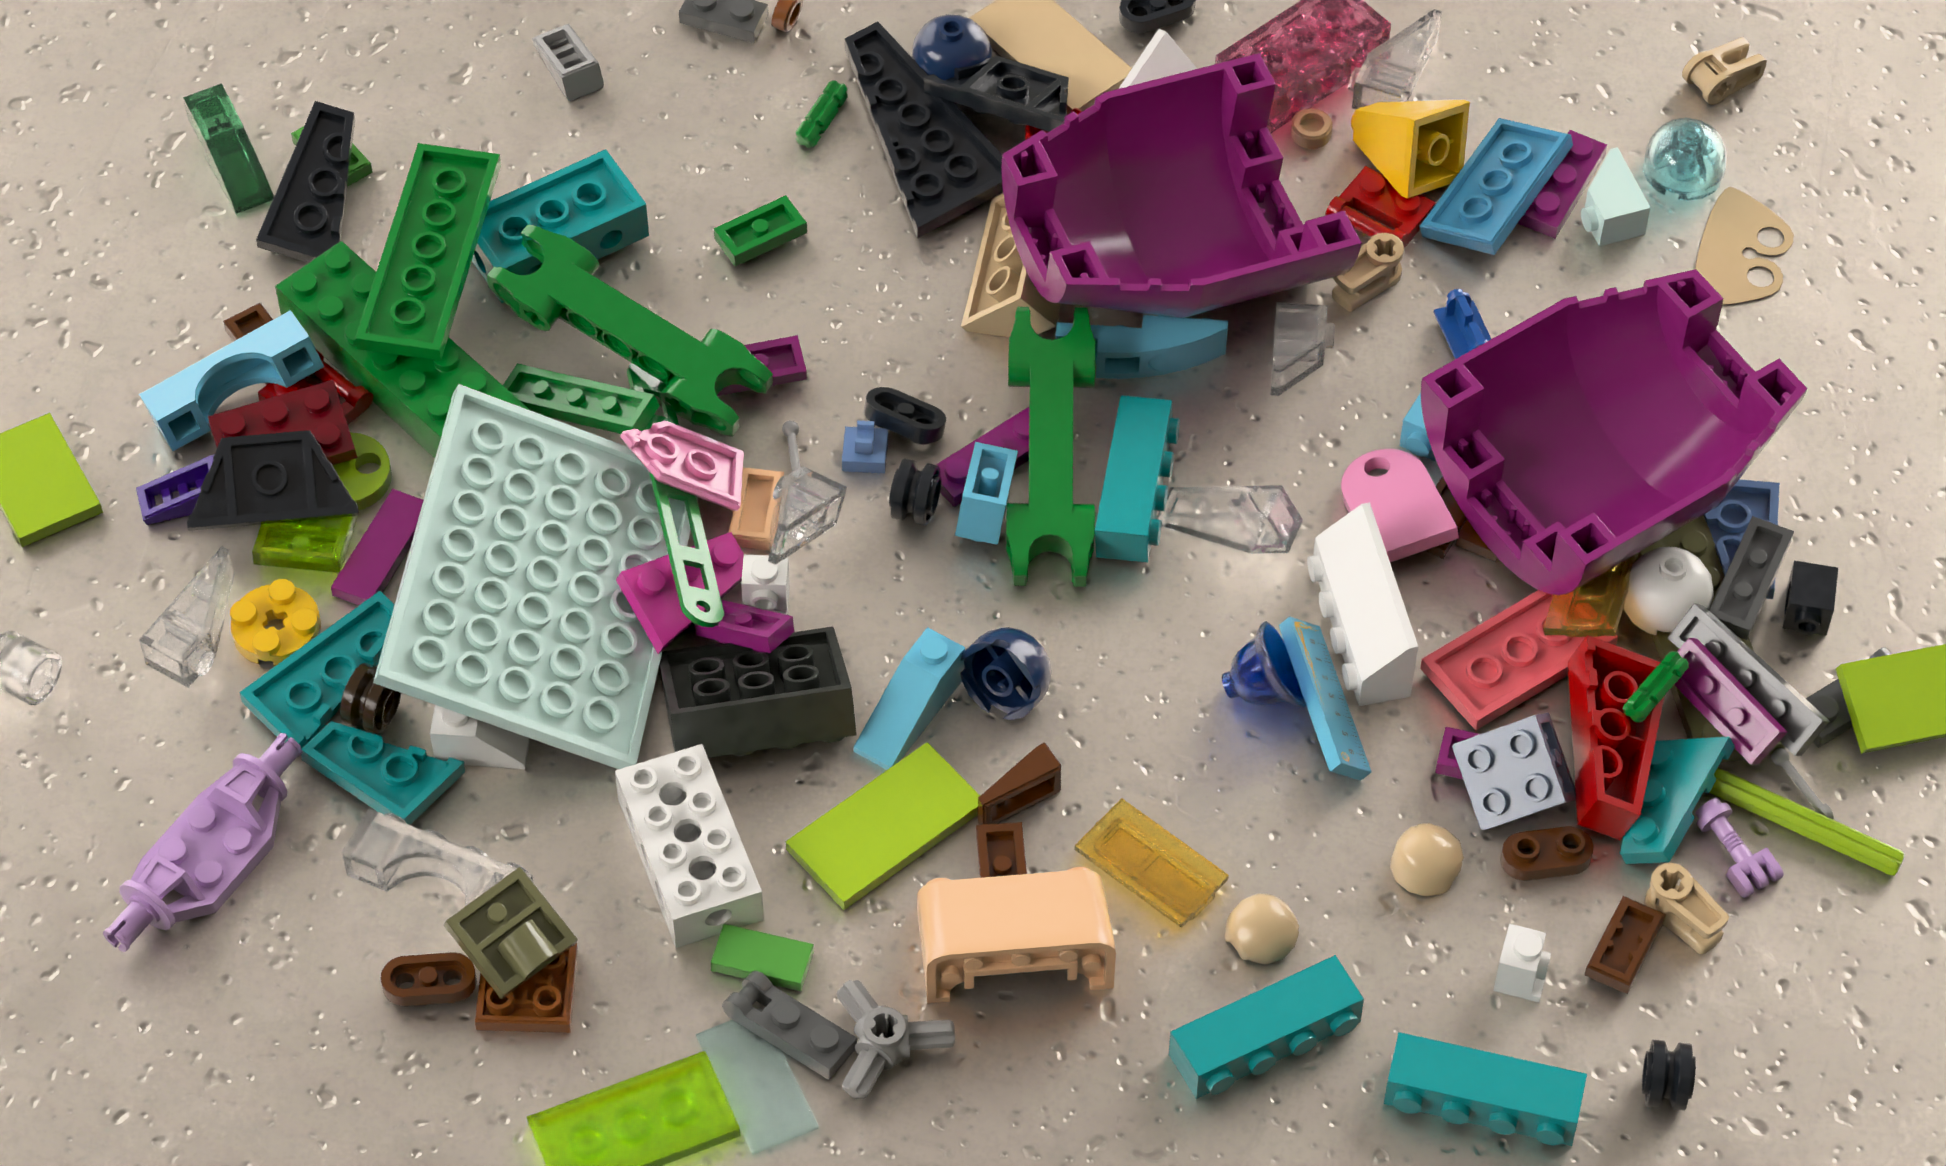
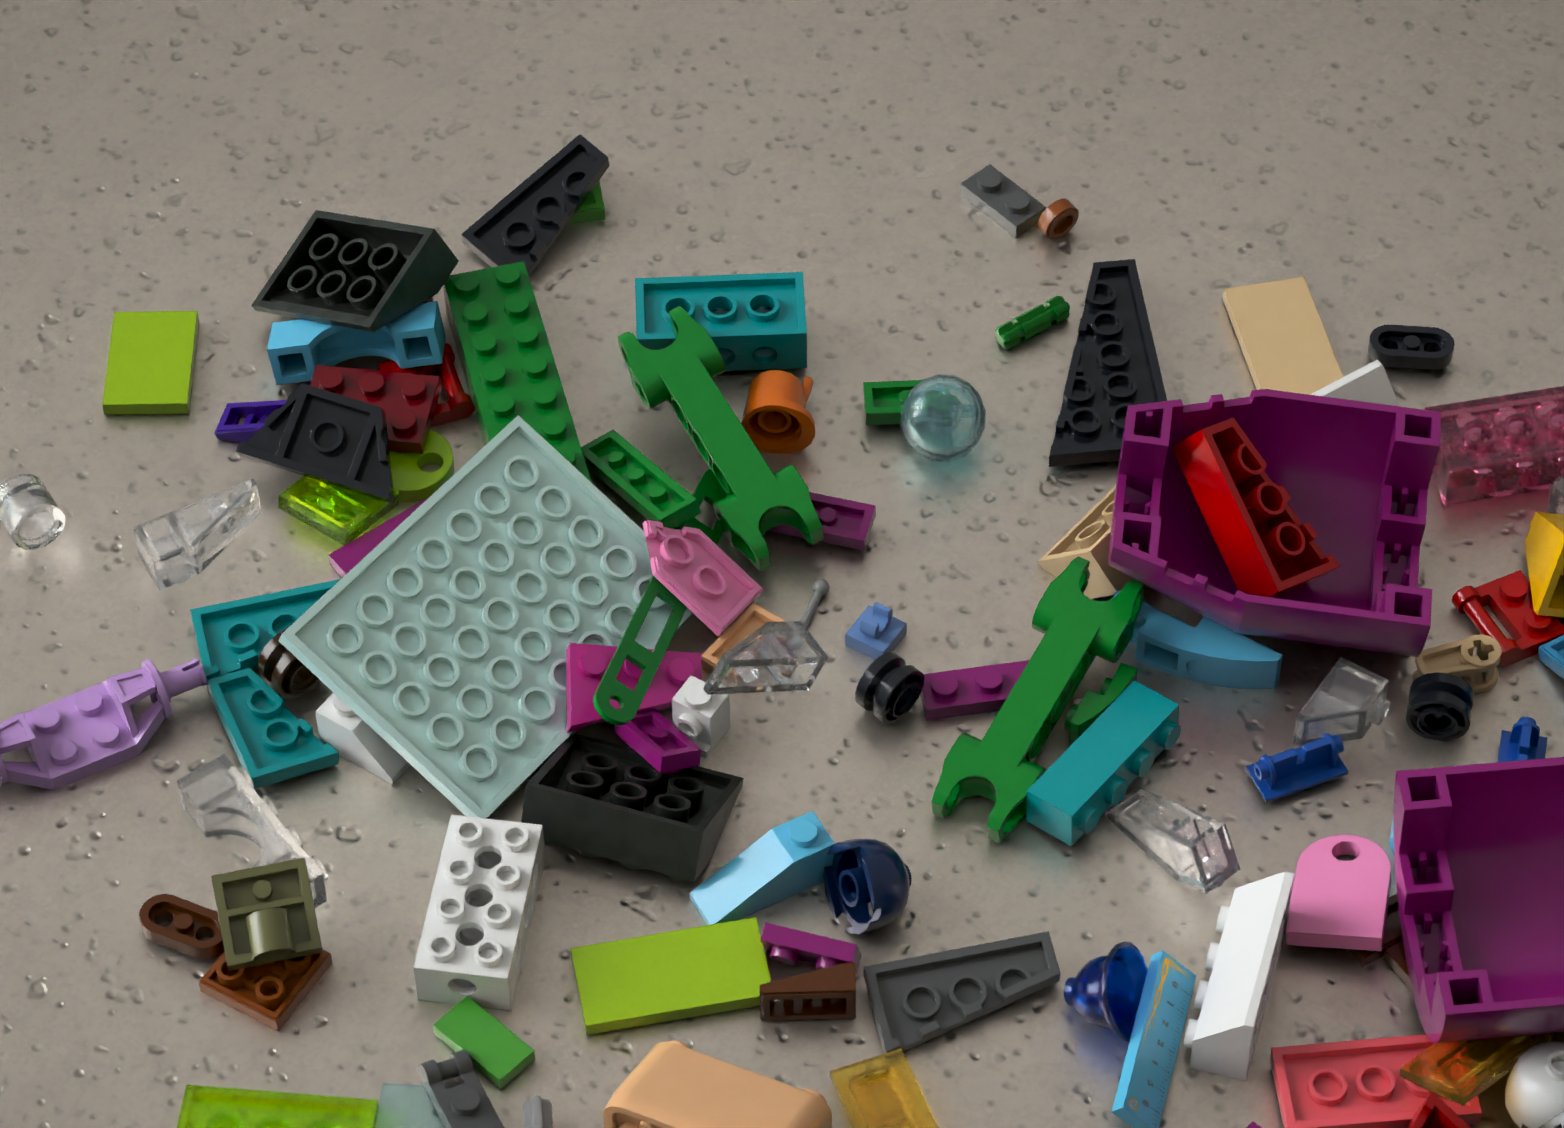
camera: 30 degrees right, 5 degrees down
(193, 314) = (356, 272): none -> pearl dark grey slope
(228, 148) = (489, 147): clear green slope -> none
(272, 602) = (262, 546): yellow plate -> none
(428, 252) = (583, 297): green plate -> none
(570, 65) = (835, 193): light grey slope -> none
(658, 285) = (777, 413): none -> orange hat
(806, 231) = (943, 418): none -> clear light blue cylinder
(905, 415) = (929, 617): black plate -> none
(950, 44) = (1187, 315): dark blue cylinder -> none
(974, 752) = (790, 945): none -> magenta plate
(986, 493) = (950, 711): medium azure slope -> none
(1000, 849) = (758, 1044): reddish brown plate -> none
(1006, 90) = (1207, 361): black wing -> none
(1099, 432) = (1094, 703): none -> green slope
(1127, 730) = (949, 988): none -> dark grey wing
(1141, 209) = (1249, 513): none -> red wedge
(1292, 412) = (1298, 768): none -> blue hinge
(1311, 128) = (1491, 516): tan tile -> none
(1377, 310) = (1439, 706): none -> black wheel

